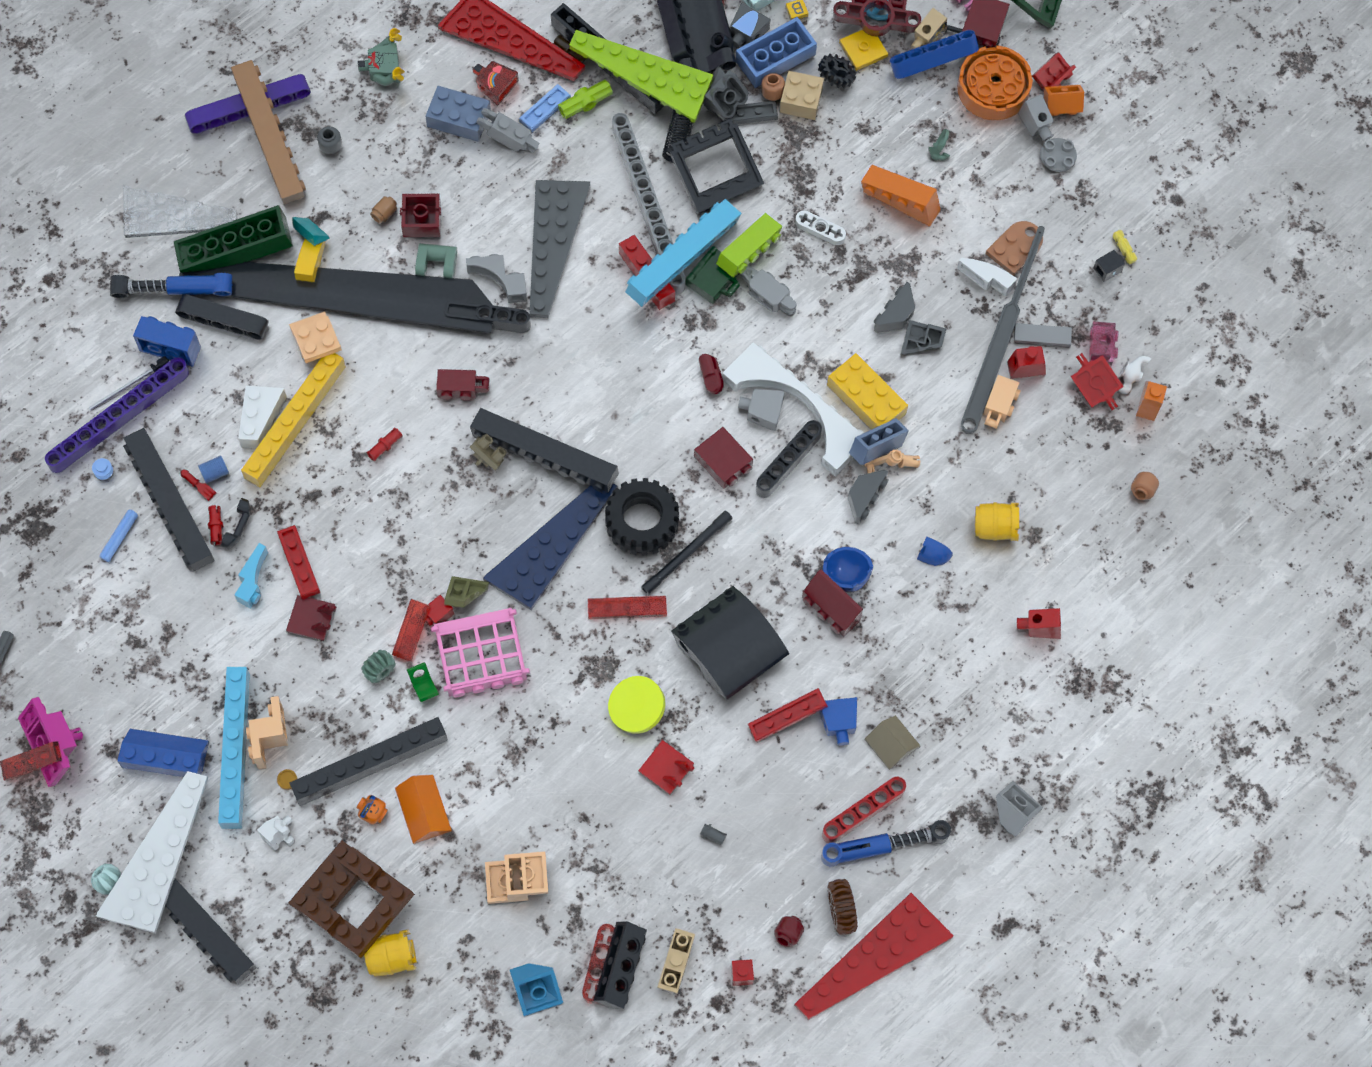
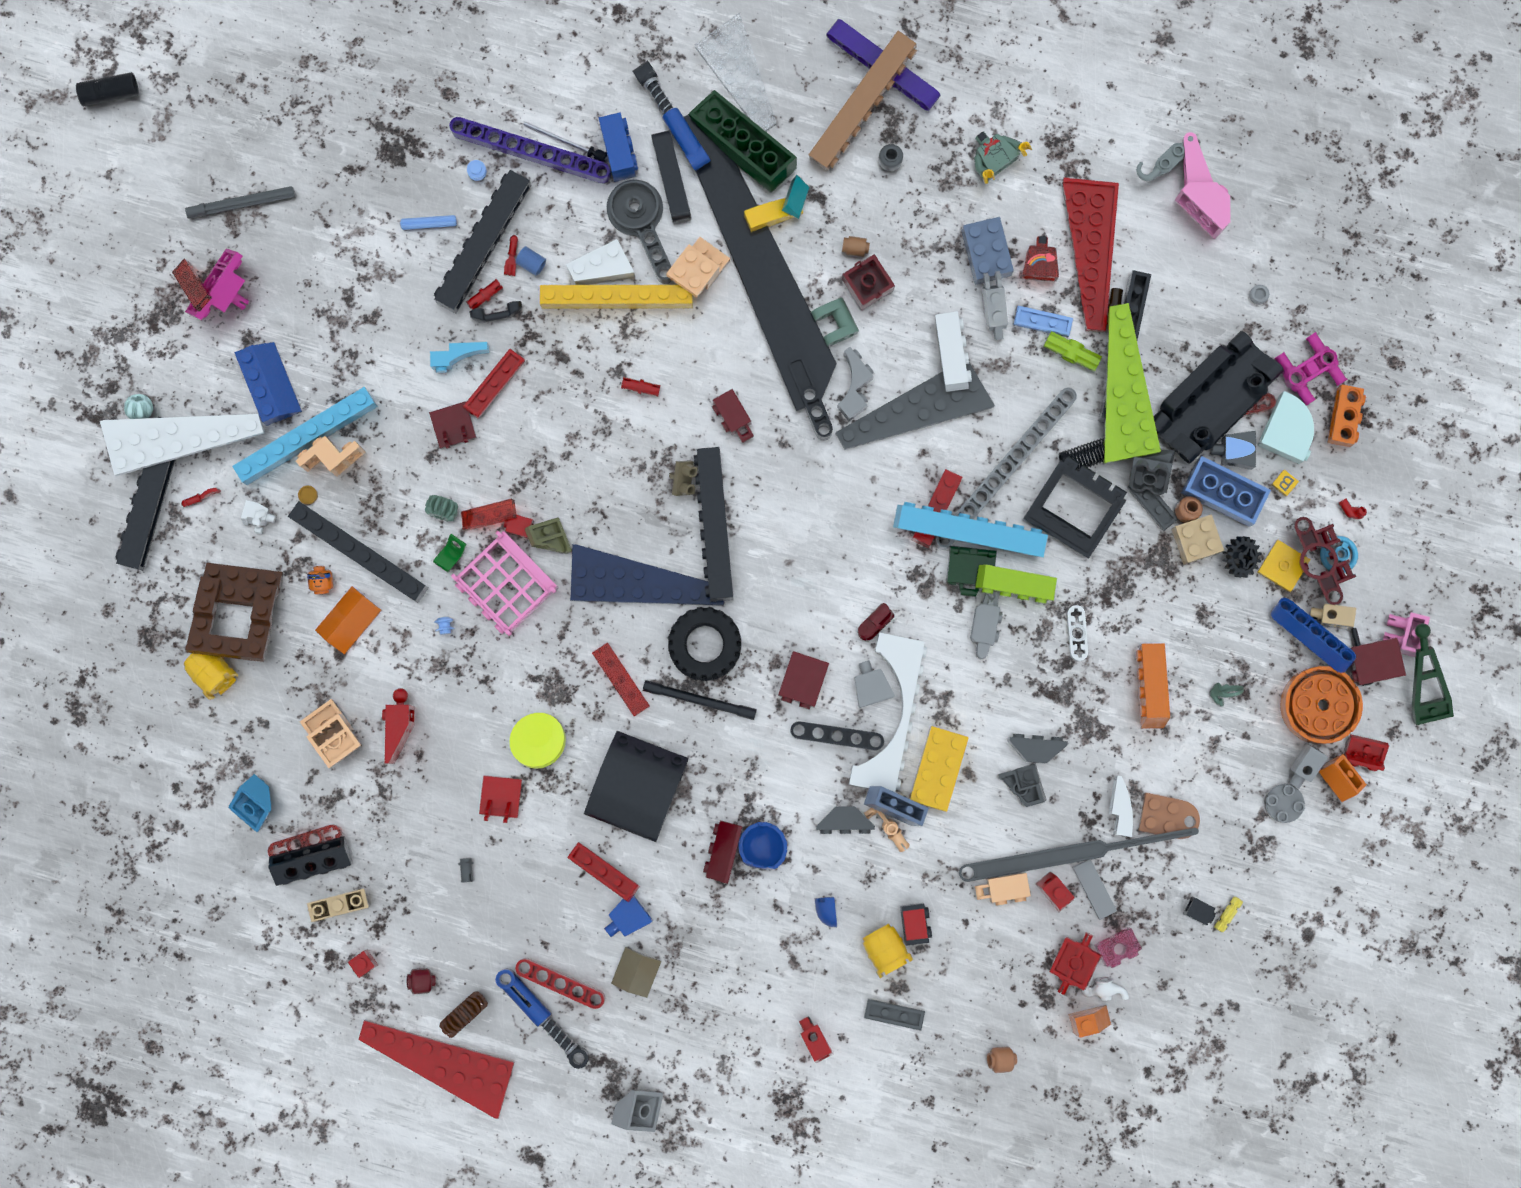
camera: 60 degrees right, 15 degrees up
(224, 877) = (198, 498): none -> red piece
(244, 363) = (639, 222): none -> dark grey beam
(483, 726) = (444, 625): none -> light blue wheel
(524, 184) = (952, 352): none -> white brick
(545, 811) = (398, 725): none -> red slope
(987, 487) = (915, 924): none -> brick
(1055, 551) = (894, 1014): none -> dark grey tile

